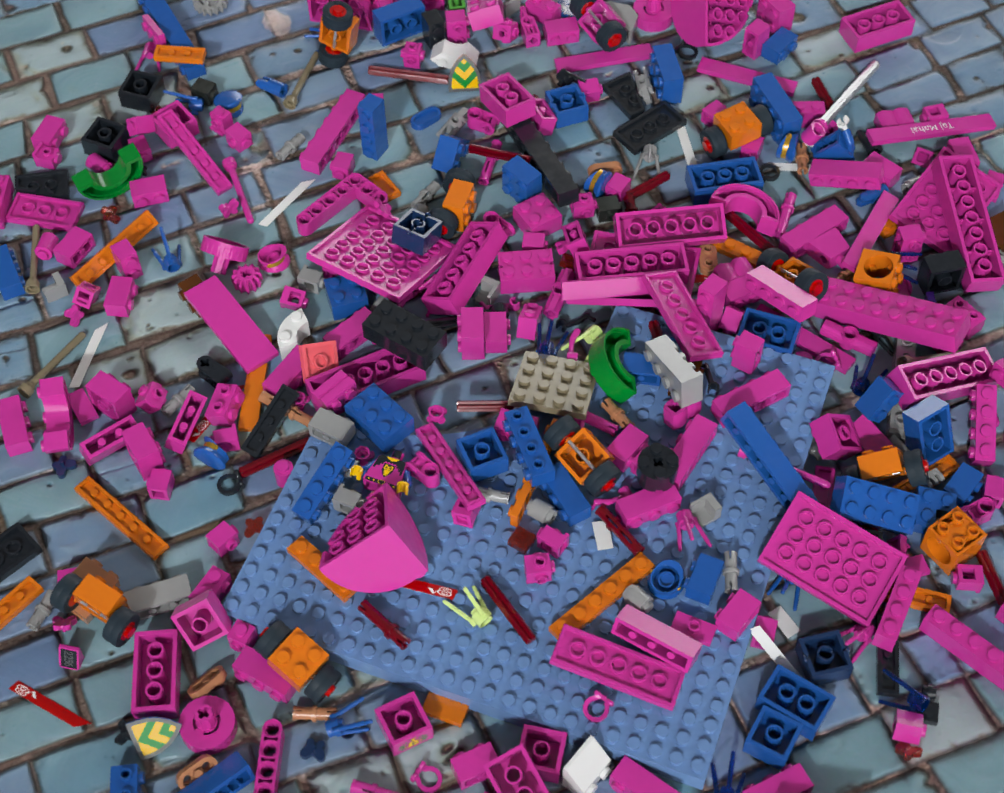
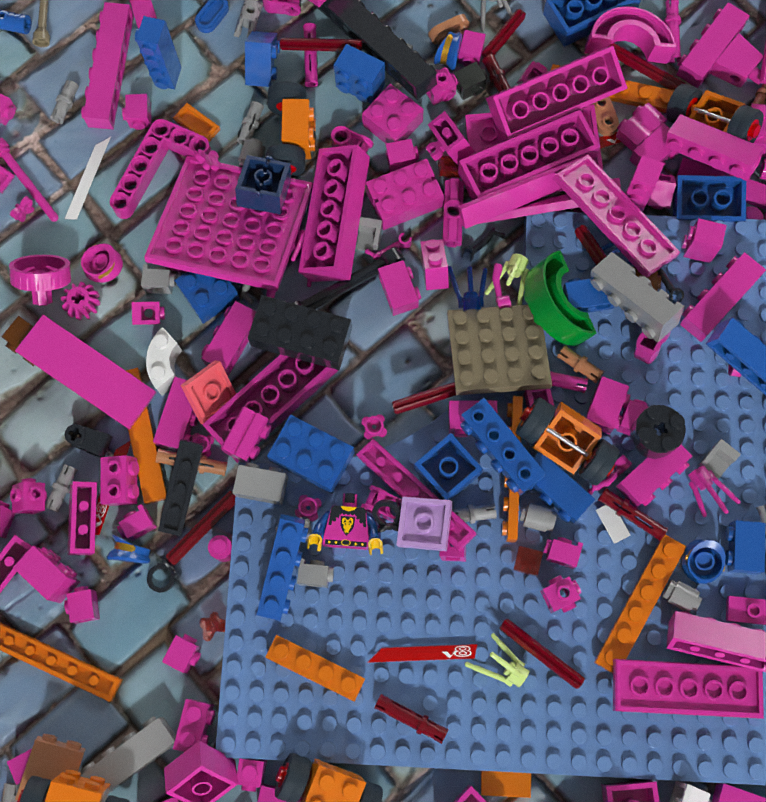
camera: 15 degrees left, 20 degrees up
(376, 546) = (370, 629): dark pink brick -> none
(415, 479) = (382, 525): none -> black piece
(446, 481) = (424, 523): none -> lavender plate
(471, 333) = (374, 300): dark pink brick -> none
(597, 695) = (691, 734): dark pink piece -> none
(692, 446) = (678, 377): dark pink brick -> none

